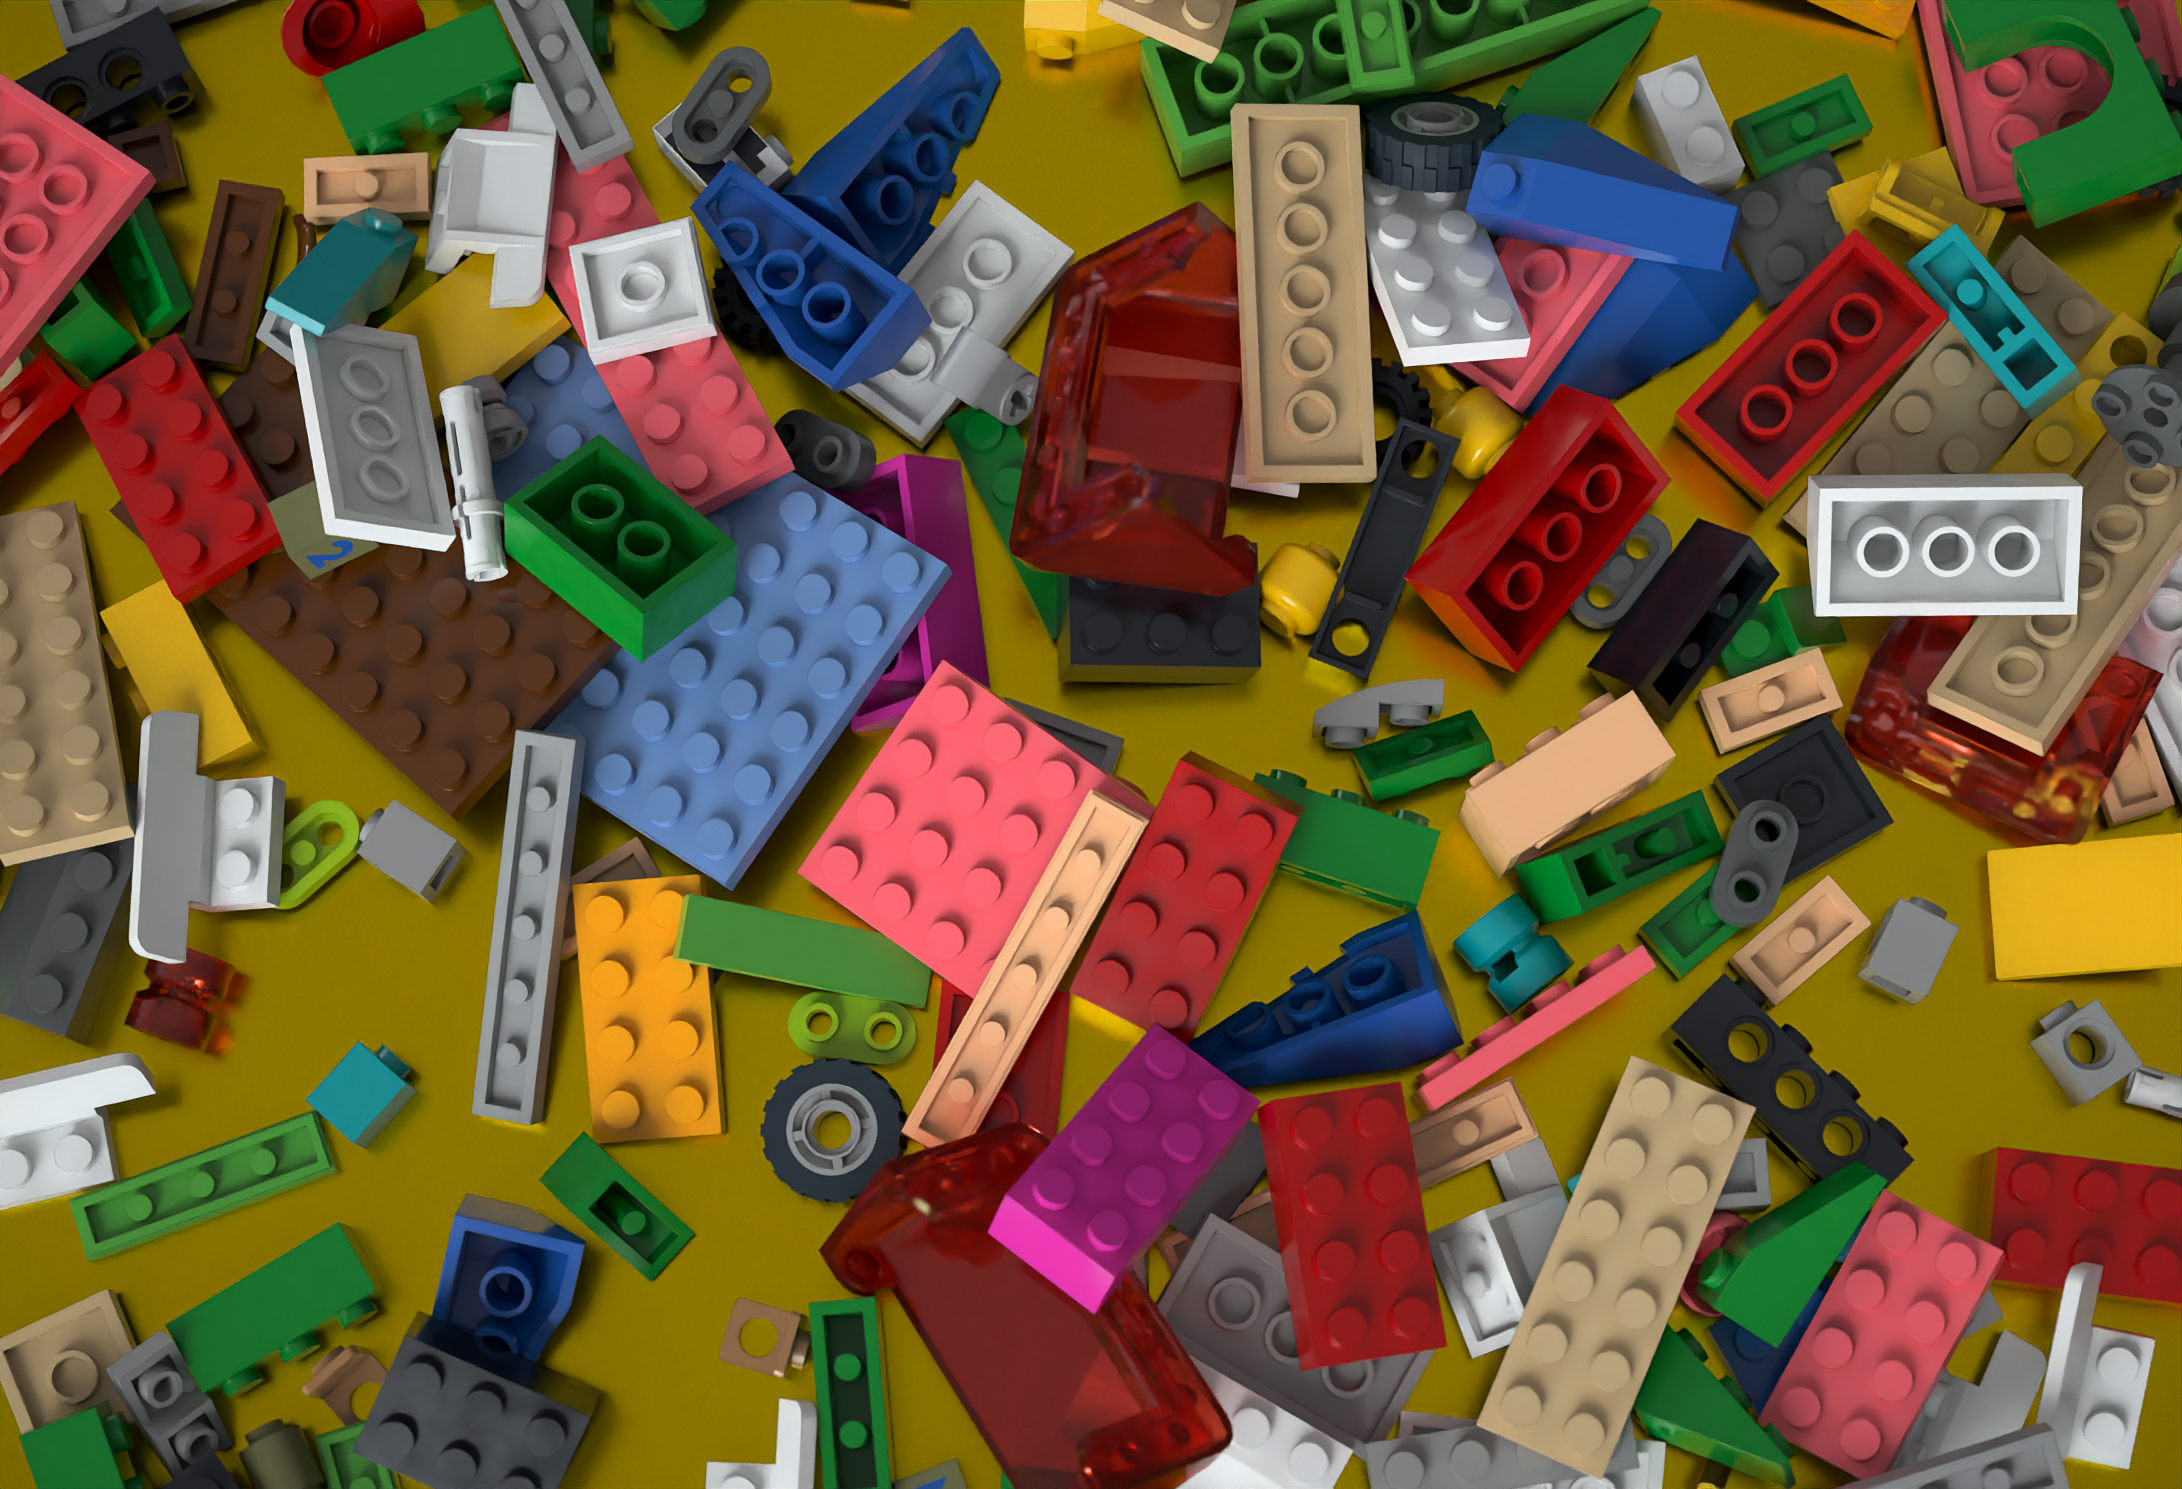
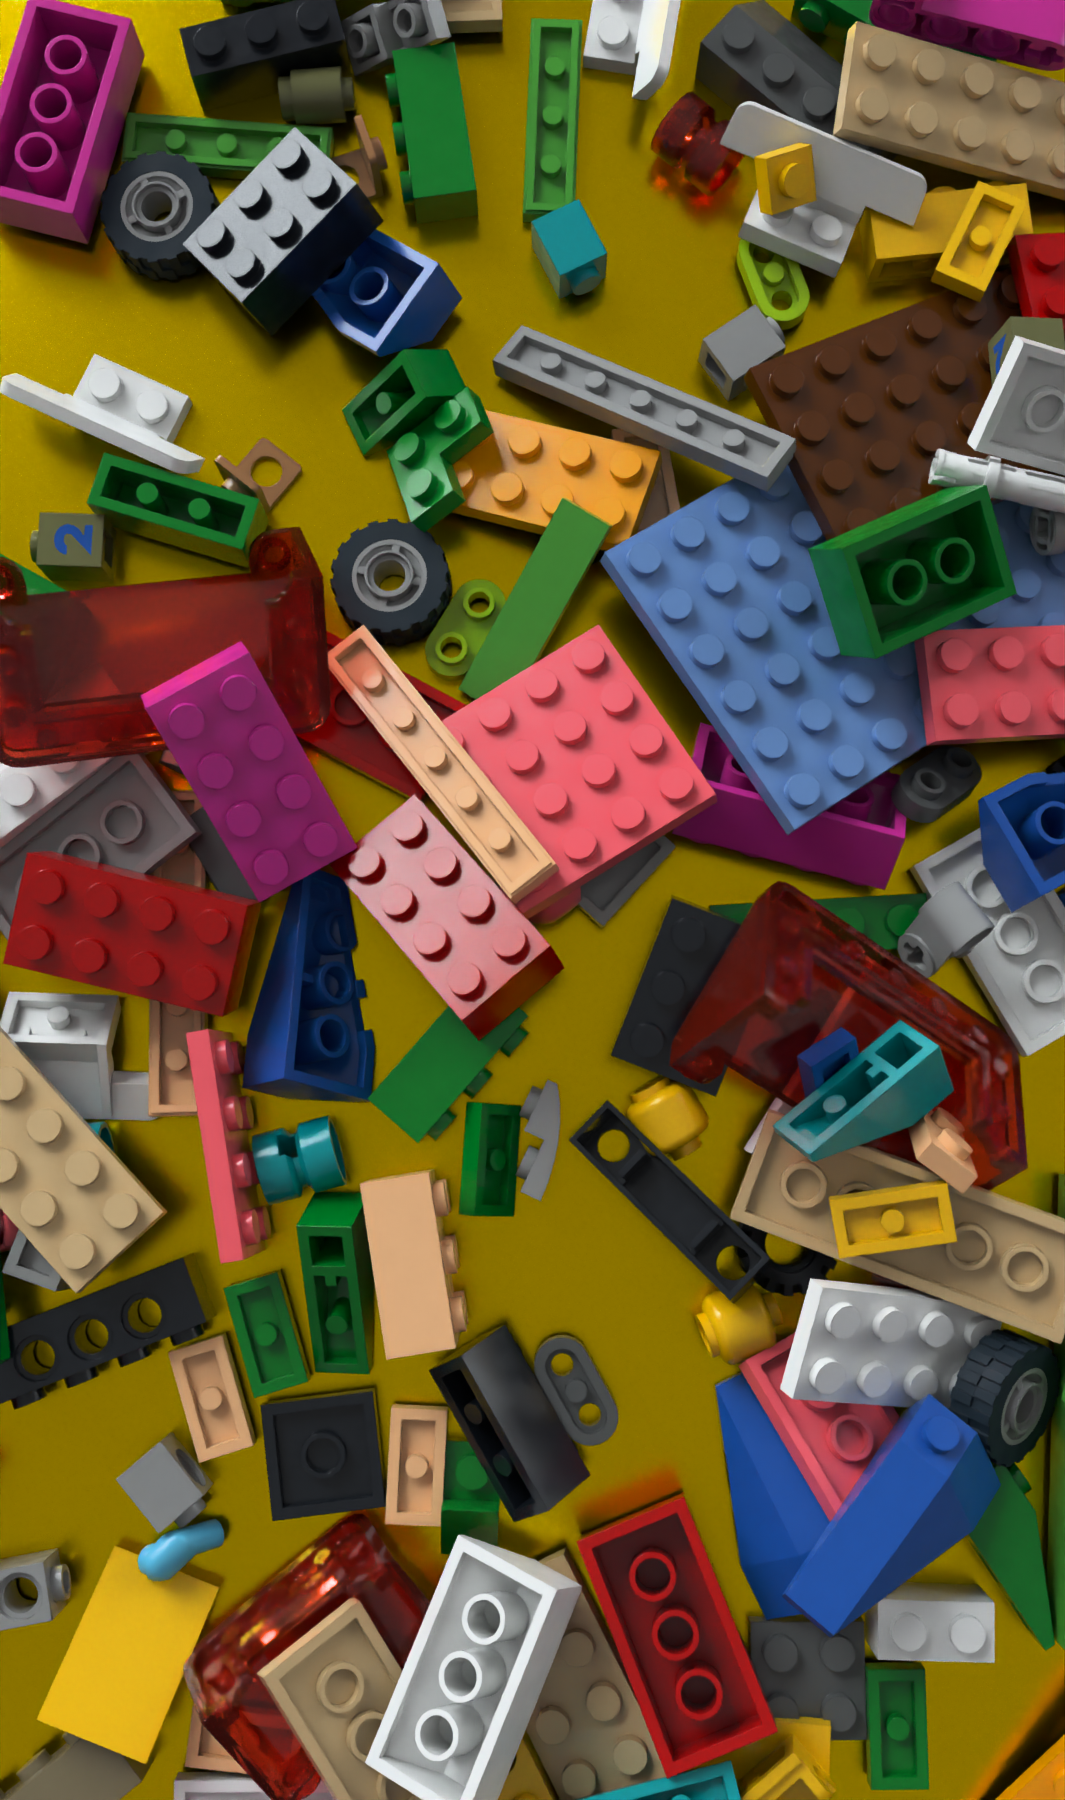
camera: 110 degrees right, 5 degrees up
(197, 631) = (978, 241): none -> yellow plate
(205, 868) = (785, 178): none -> yellow plate
(669, 1148) = (427, 455): none -> green plate
(1178, 434) = (826, 1058): none -> blue plate
(1193, 382) = (871, 1096): none -> teal slope
(1210, 295) = (942, 1148): none -> light nougat plate
(1308, 310) = (892, 1219): none -> yellow plate
(1538, 527) = (635, 1337): red brick -> none
(1753, 861) = (289, 1383): dark grey plate -> none
(1968, 906) = (177, 1547): none -> medium azure arm

